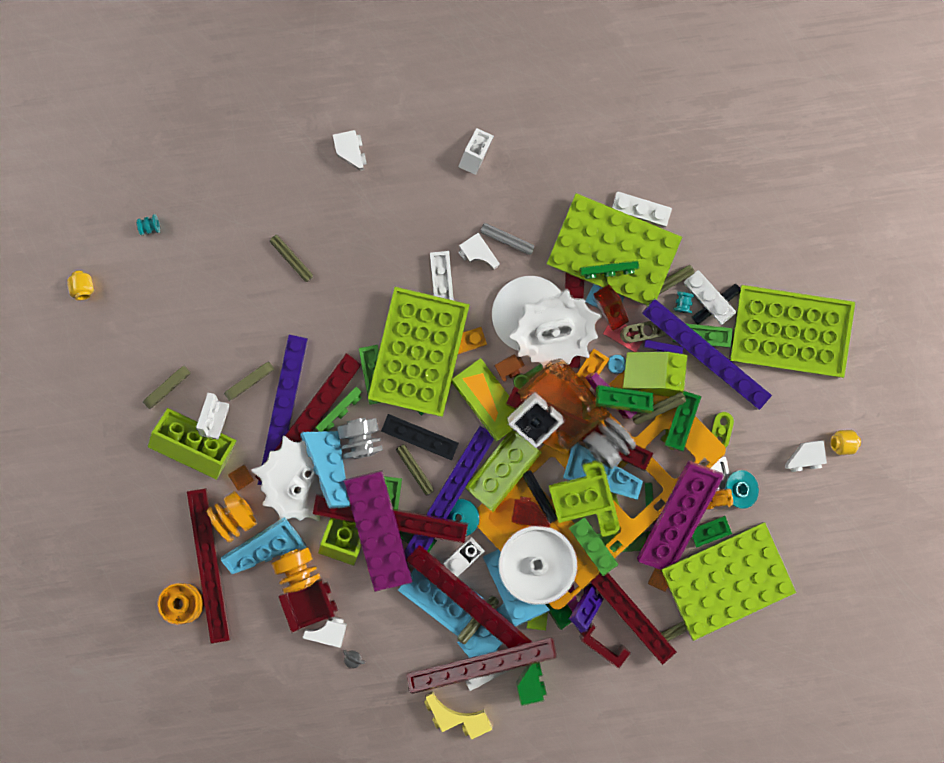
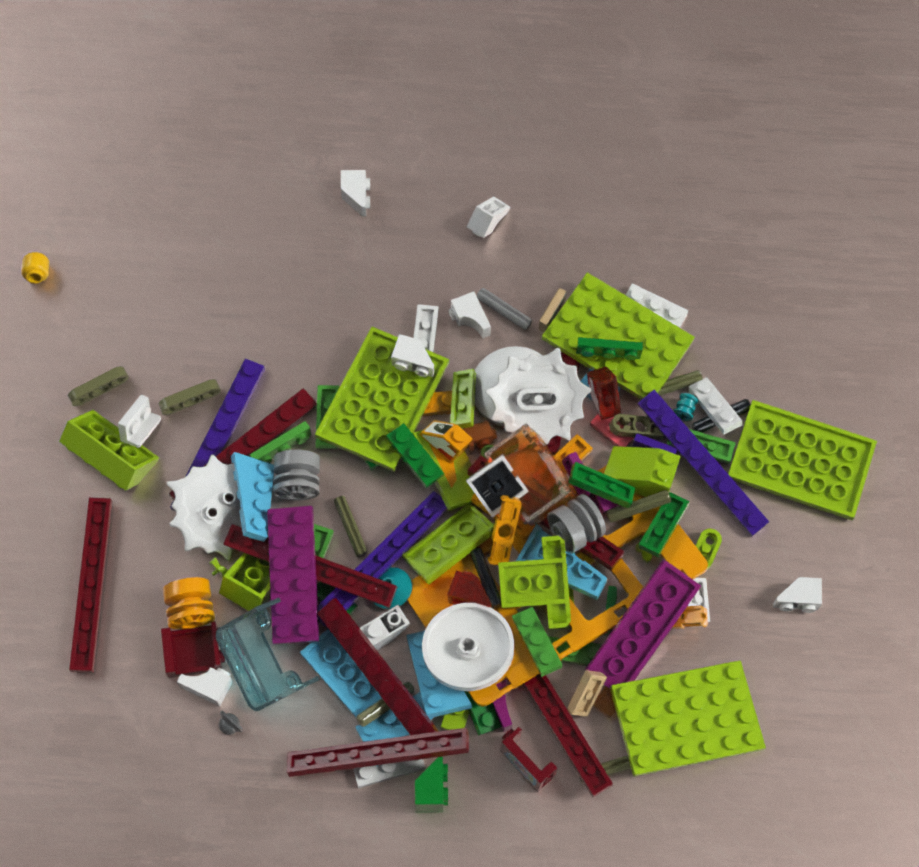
camera: 10 degrees right, 20 degrees down
(148, 225) = (124, 223): teal bush -> none
(169, 603) = (47, 615): light orange wheel -> none
(233, 515) = (133, 530): light orange wheel -> none
(241, 477) = (154, 497): clear orange tile -> none
(264, 546) = (155, 573): medium azure wing -> none
(291, 258) = (267, 284): olive axle -> none
(312, 531) = (217, 568): none -> lime piece
(365, 610) = (254, 661): none -> clear light blue windscreen
(419, 437) = (364, 491): black plate -> none
(436, 310) = (412, 356): none -> white slope
(445, 718) = (355, 826): light yellow arch -> none
(458, 402) = (414, 455): none -> green plate
(481, 379) = (446, 439): none -> slope
(489, 338) = (463, 398): none -> lime plate
(549, 467) = (508, 516): none -> light orange piece
(550, 233) = (552, 310): none -> tan tile
(586, 608) = (514, 711): dark purple plate -> none
(616, 364) = (599, 457): medium azure tile -> none
(642, 579) = (586, 693): none -> tan plate
(711, 531) = (675, 658): green plate -> none
(748, 489) = (726, 617): teal dish -> none
(845, 442) = (846, 588): yellow head -> none

